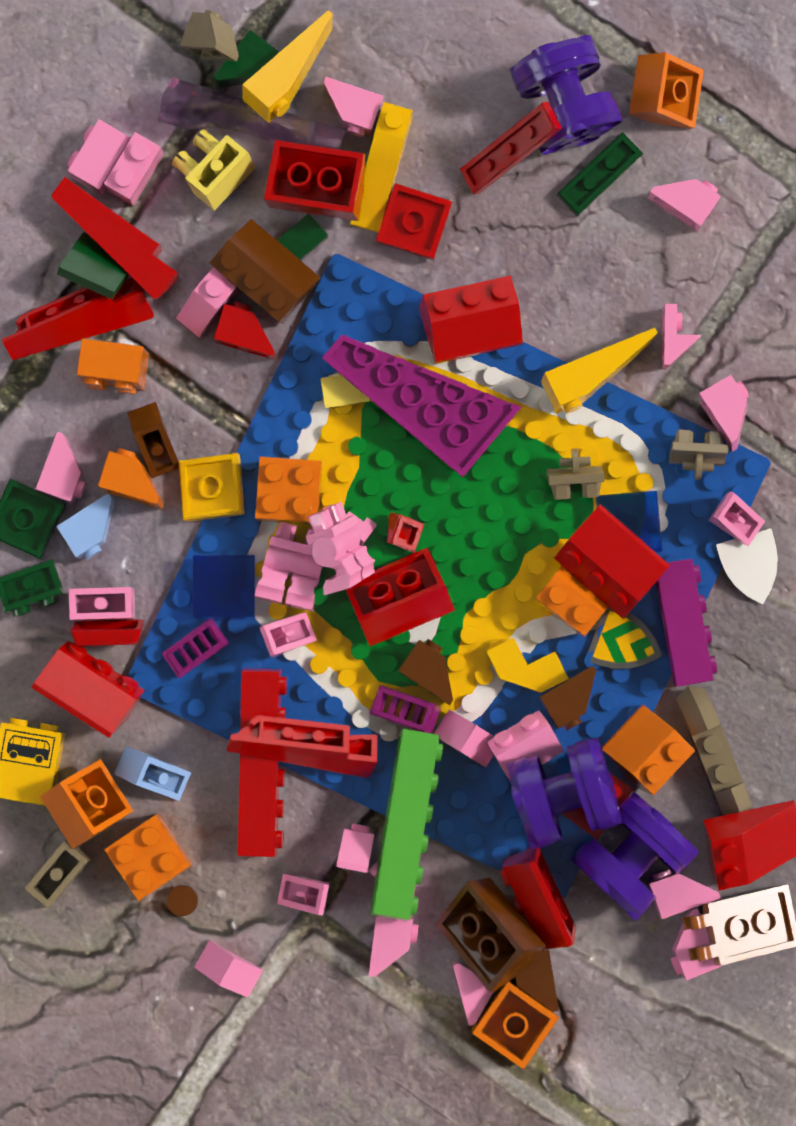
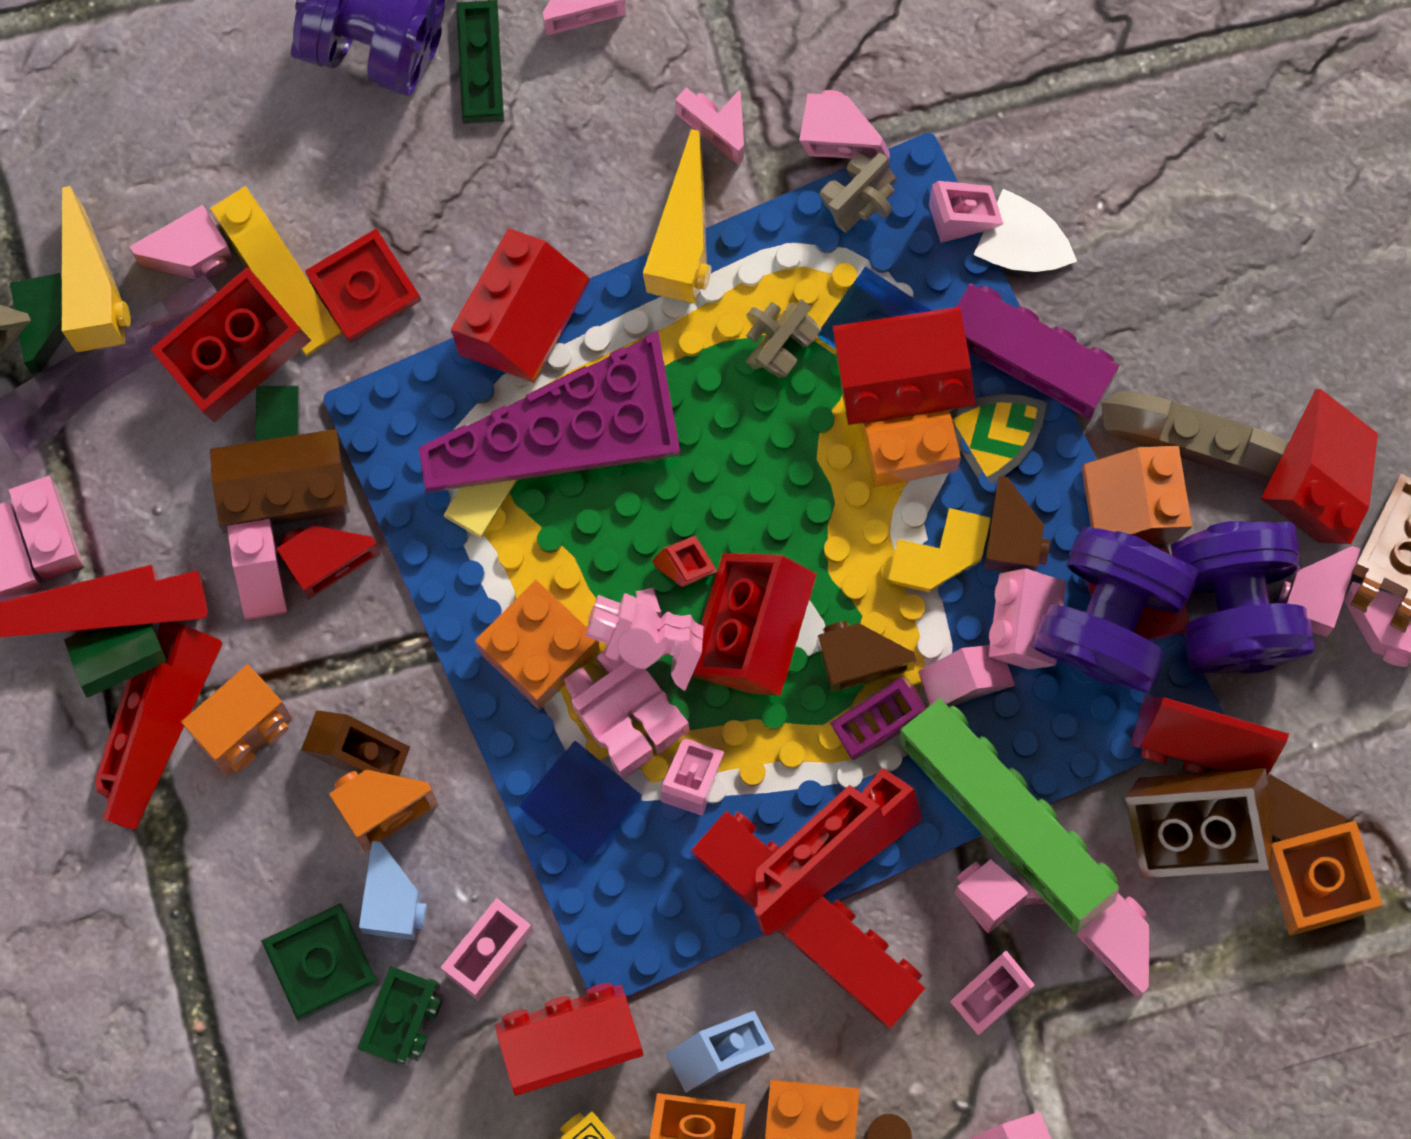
camera: 50 degrees left, 10 degrees down
(62, 473) = (305, 876): bright pink slope -> none
(107, 632) = (523, 970): red piece -> none
(211, 487) = (461, 728): yellow tile -> none
(218, 172) = (130, 438): light yellow brick -> none
(219, 637) = (622, 849): magenta slope -> none
(472, 992) = (1249, 897): bright pink slope -> none
(511, 148) = (375, 117): red tile -> none

